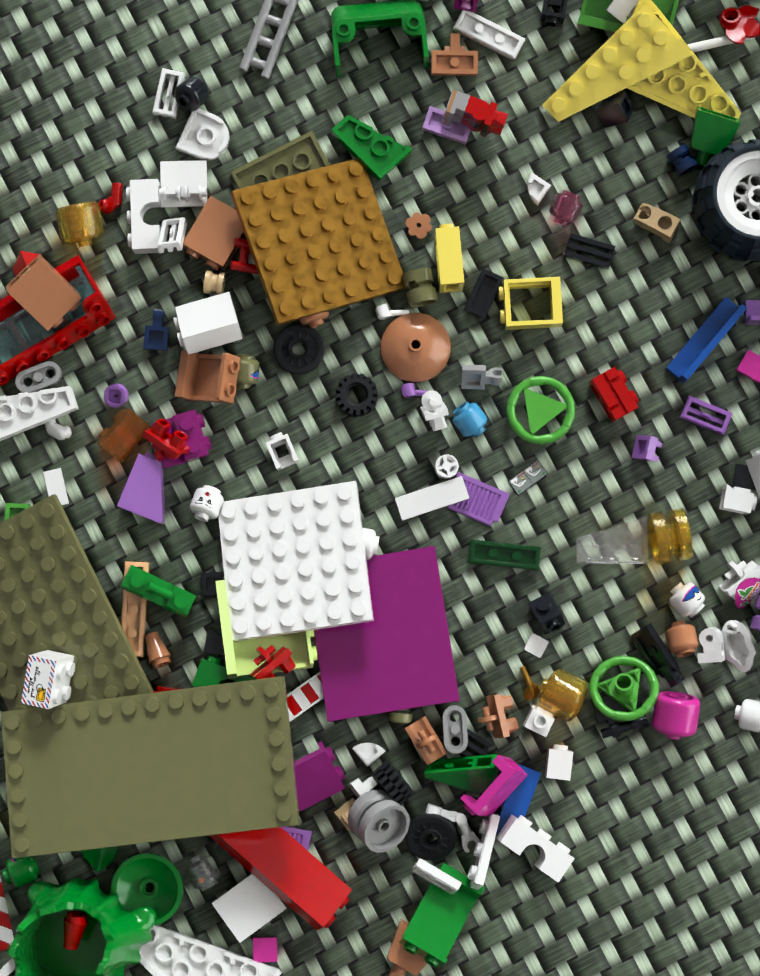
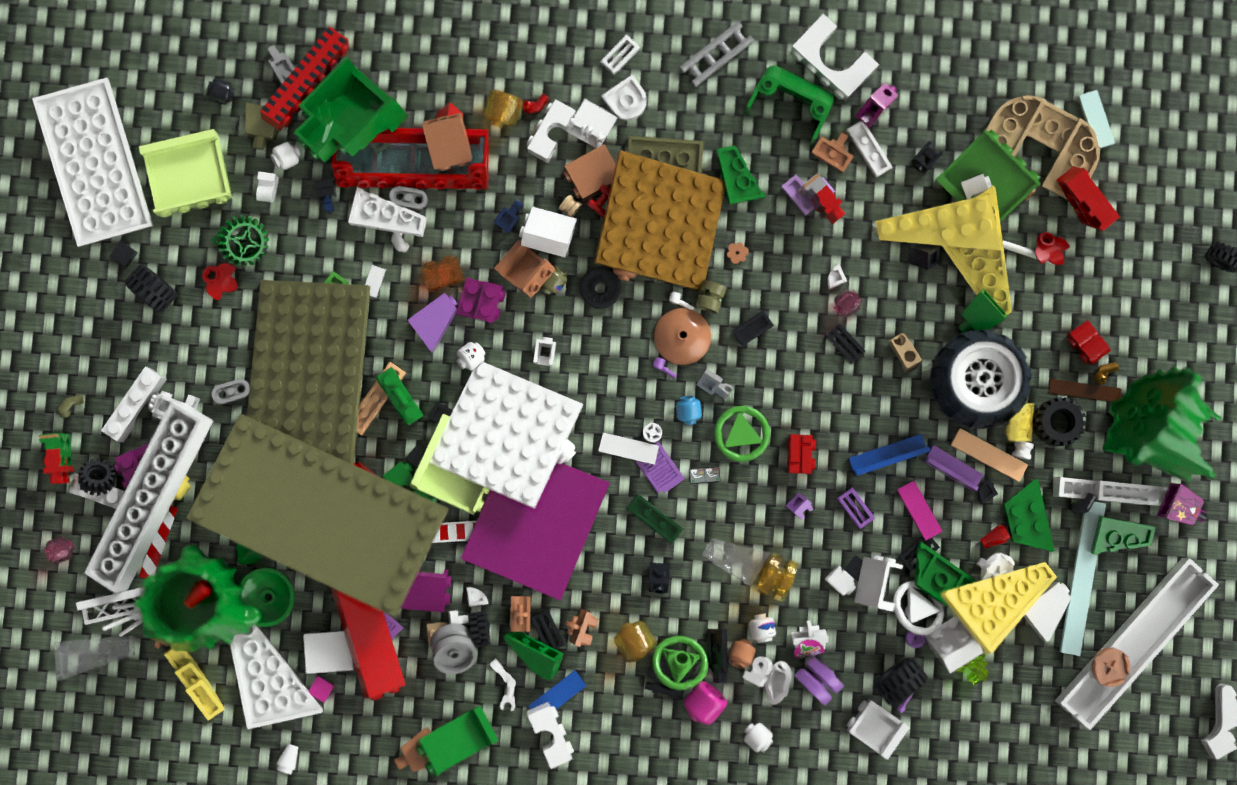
camera: 25 degrees right, 0 degrees up
(21, 871) = (187, 531): green head -> none
(48, 679) = (286, 410): white brick -> none
(116, 395) = (454, 243): medium lavender tile -> none
(157, 651) = (373, 438): nougat cone -> none
(164, 443) = (466, 296): red hips -> none
(178, 243) = (564, 157): white tile -> none
(191, 94) = (635, 65): black head -> none
(202, 872) = (311, 609): clear head -> none
(280, 658) = (454, 495): red hips -> none
(360, 381) = (632, 344): black tyre -> none
(400, 716) = (513, 586): olive tile -> none
(434, 410) = (667, 388): white hips -> none
(435, 824) = (490, 675): black wheel -> none
(436, 876) = (469, 712): white tile -> none
(449, 258) = (743, 289): light yellow window -> none
(456, 728) = (545, 618): light grey plate -> none
(483, 851) = (512, 715): white tile -> none
(498, 791) = (550, 679): dark pink panel -> none
(532, 688) = (616, 624): pearl gold hand -> none
(536, 645) = (638, 595): white sticker -> none
(539, 720) = (607, 648): white window -> none
(555, 302) = (805, 353): light yellow window -> none
(559, 762) = (603, 686): white brick -> none
(682, 160) = (949, 319): dark blue wheel -> none

